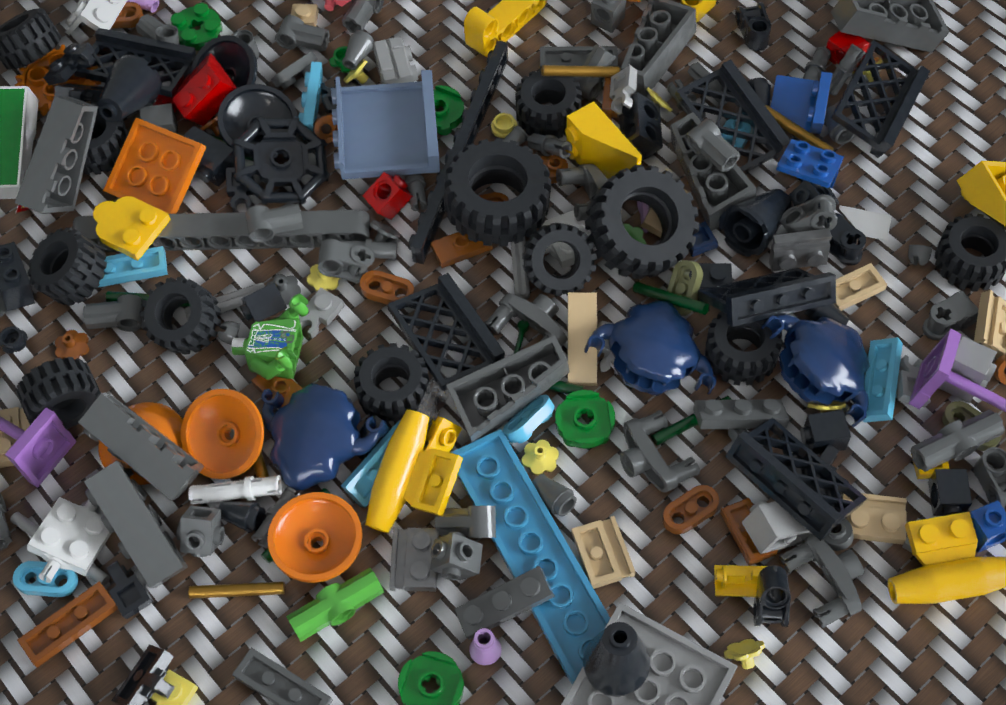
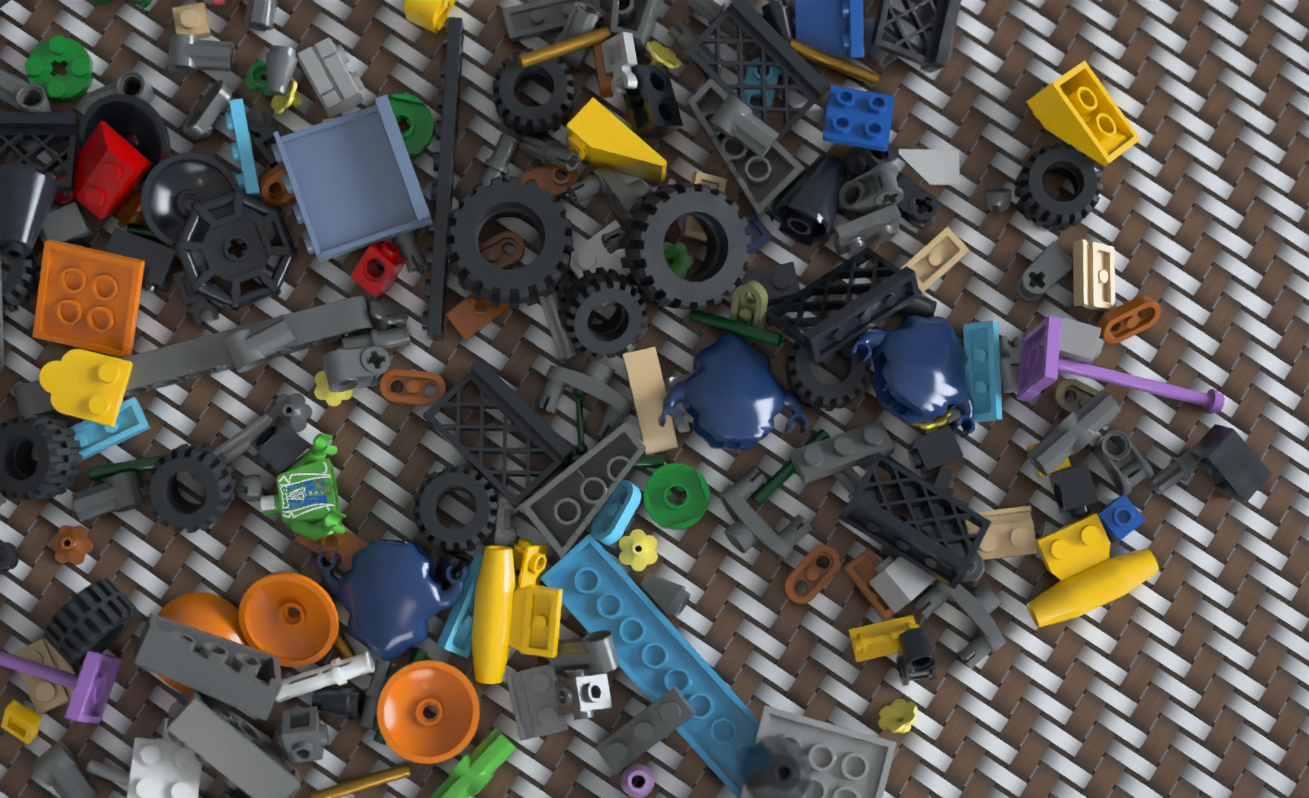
camera: 25 degrees left, 20 degrees up
(321, 309) = (347, 429): light grey plate -> none
(503, 125) = (486, 131): light yellow plate -> none
(603, 552) = (732, 646): tan plate -> none

